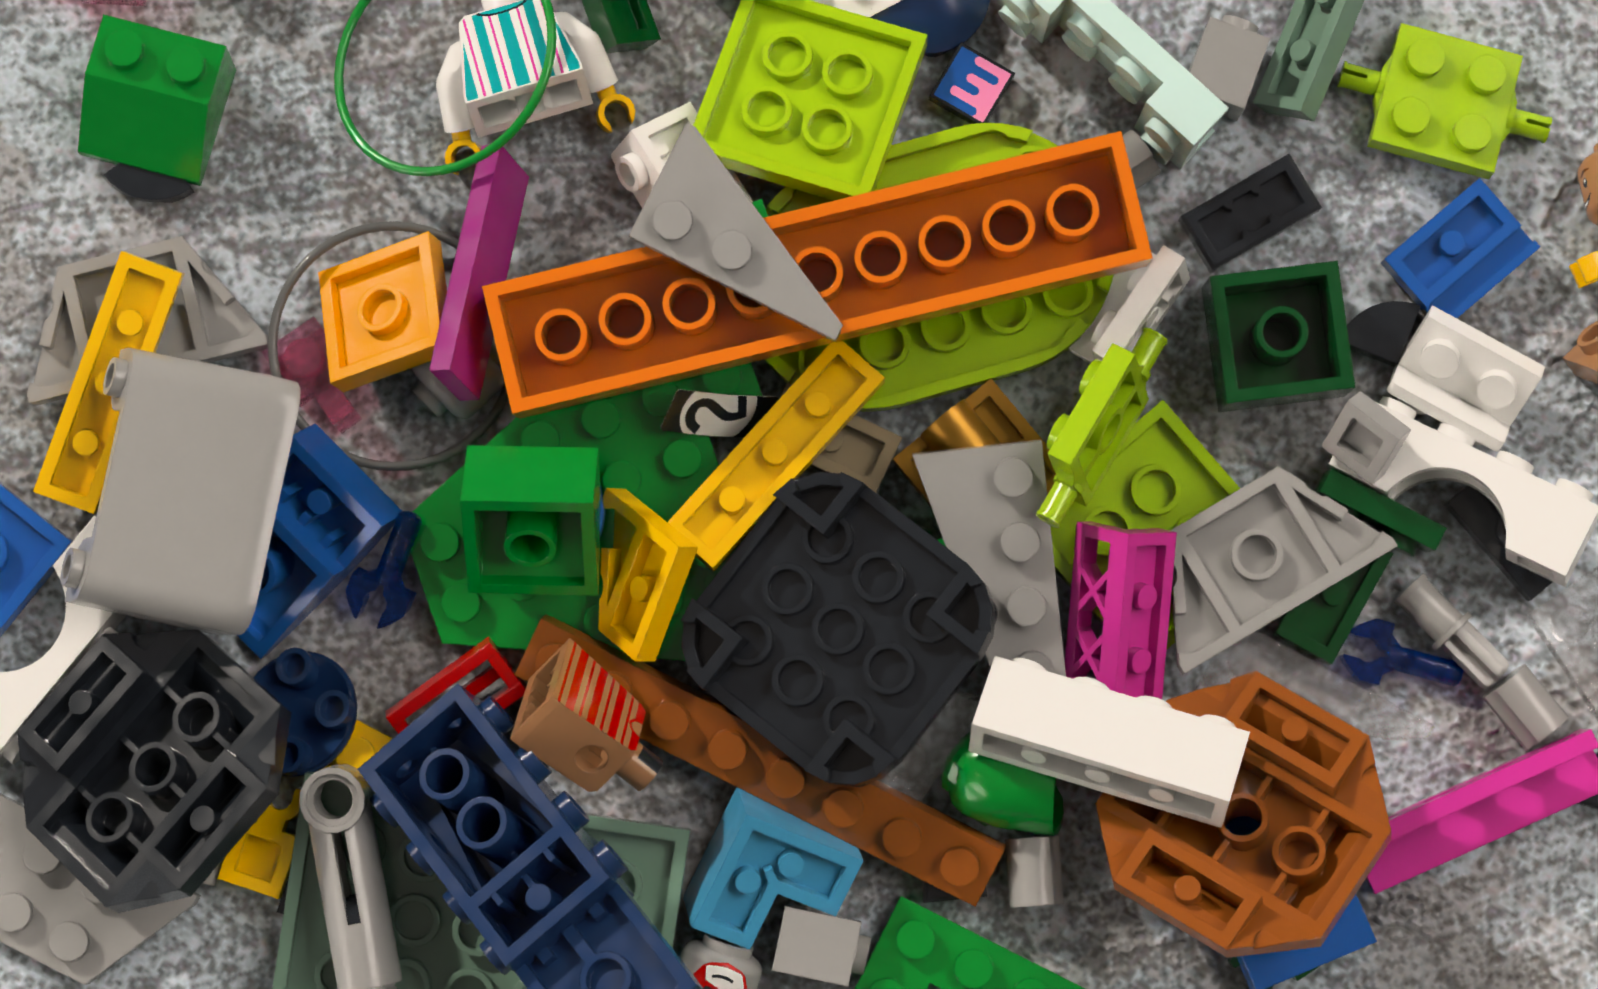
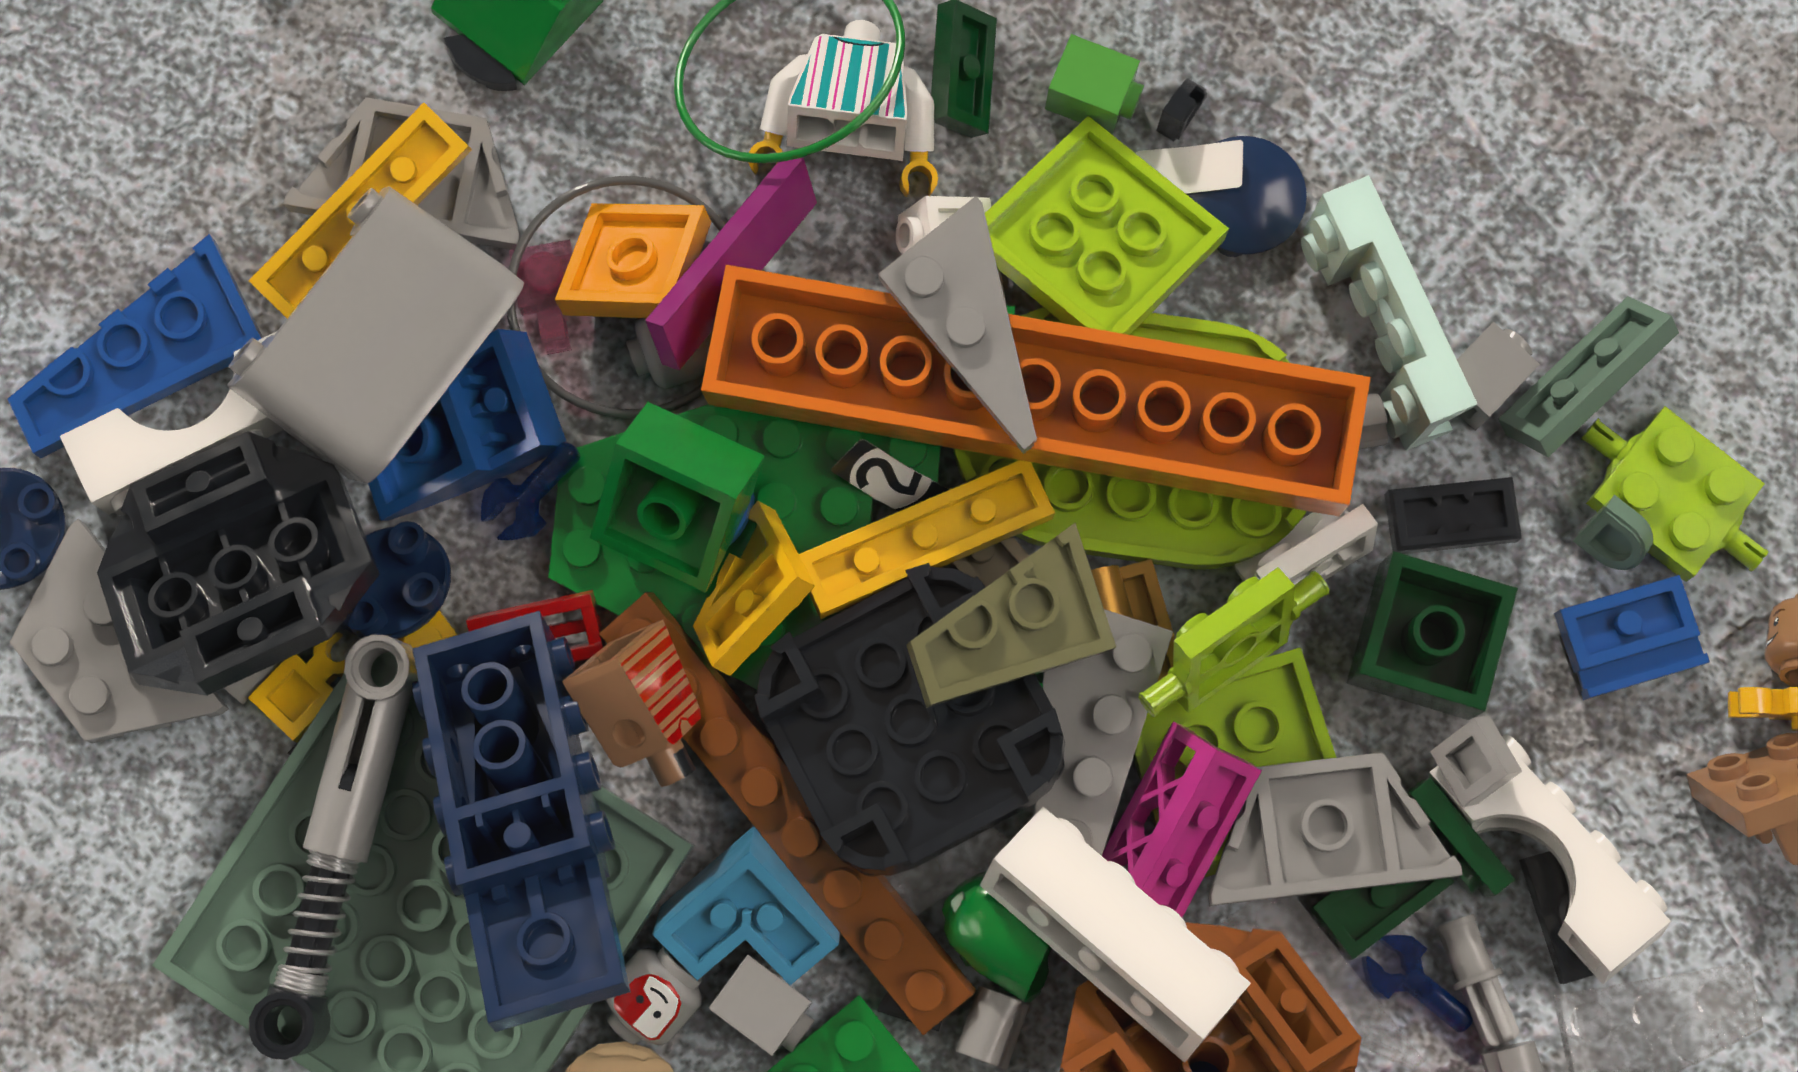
camera: 20 degrees right, 5 degrees down
(898, 502) = (1017, 626): none -> olive wing
(971, 85) = (1248, 293): tile -> none
(1382, 330) = (1530, 675): black tile -> none
(1407, 166) = (1616, 536): none -> sand green tile
(1464, 378) = (1589, 750): white bracket -> none

